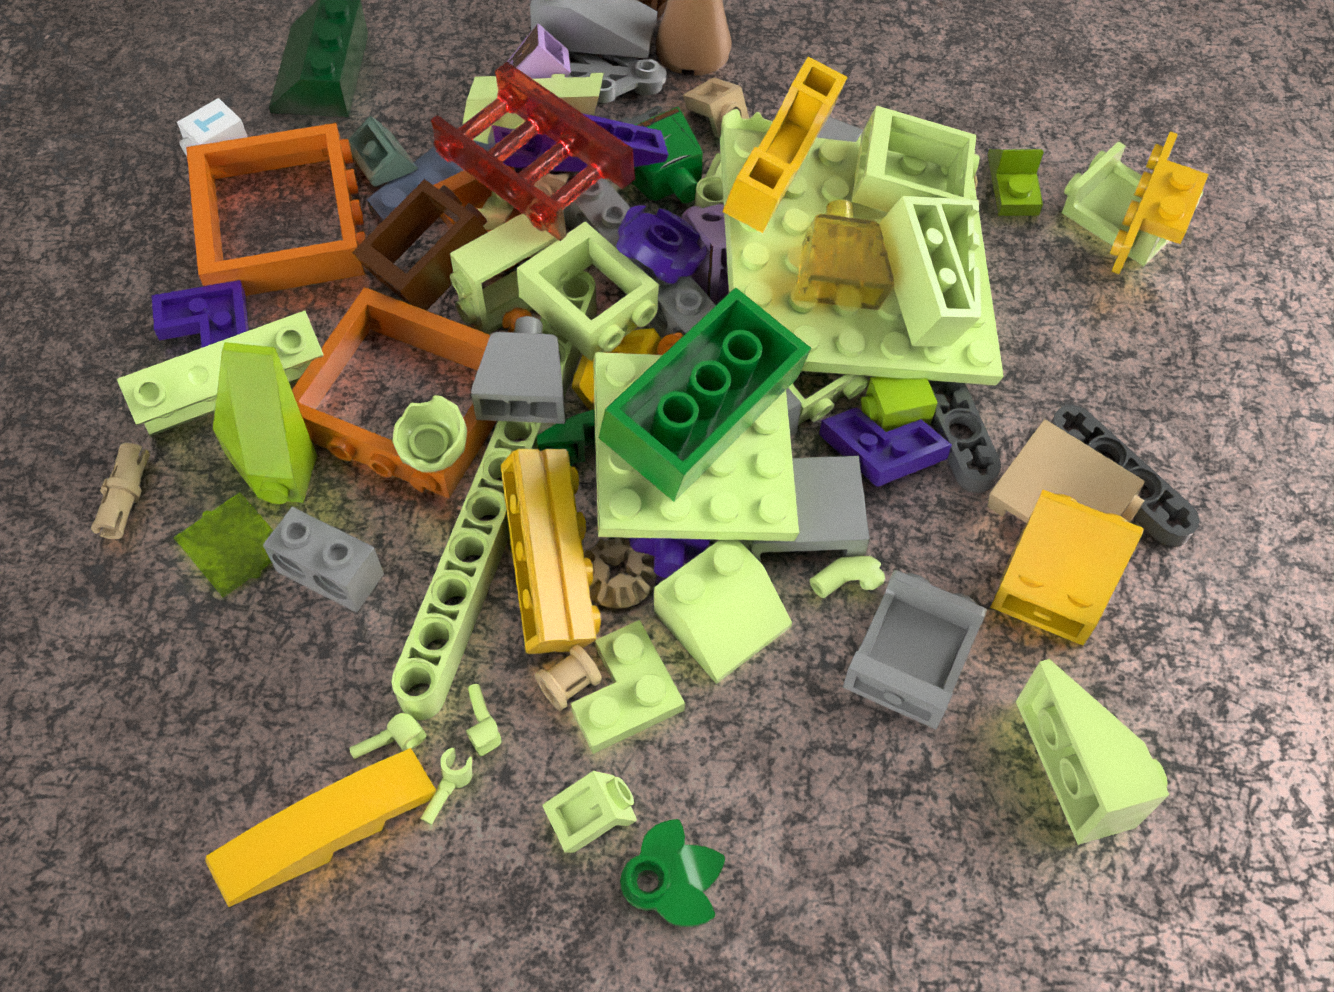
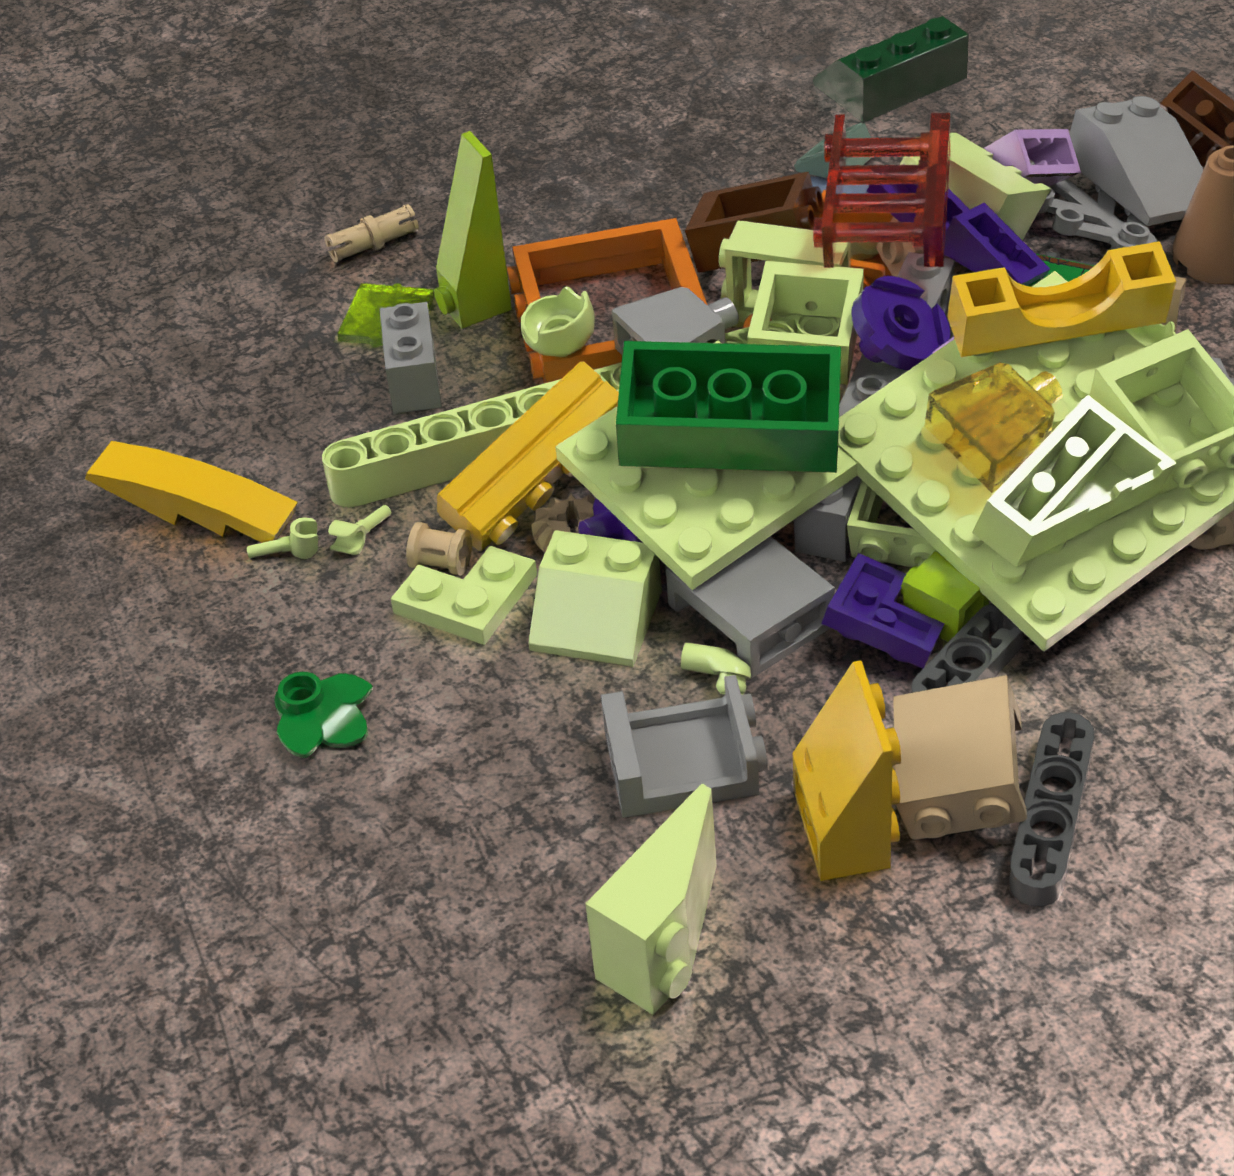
camera: 60 degrees right, 15 degrees down
(188, 384) = (530, 196): yellowish green fence -> none
(210, 125) = (740, 67): white brick -> none
(211, 310) = (568, 176): dark purple plate -> none
(268, 152) = (619, 144): orange window -> none
(401, 728) = (304, 491): yellowish green hand -> none
(589, 809) = (335, 624): yellowish green bracket -> none

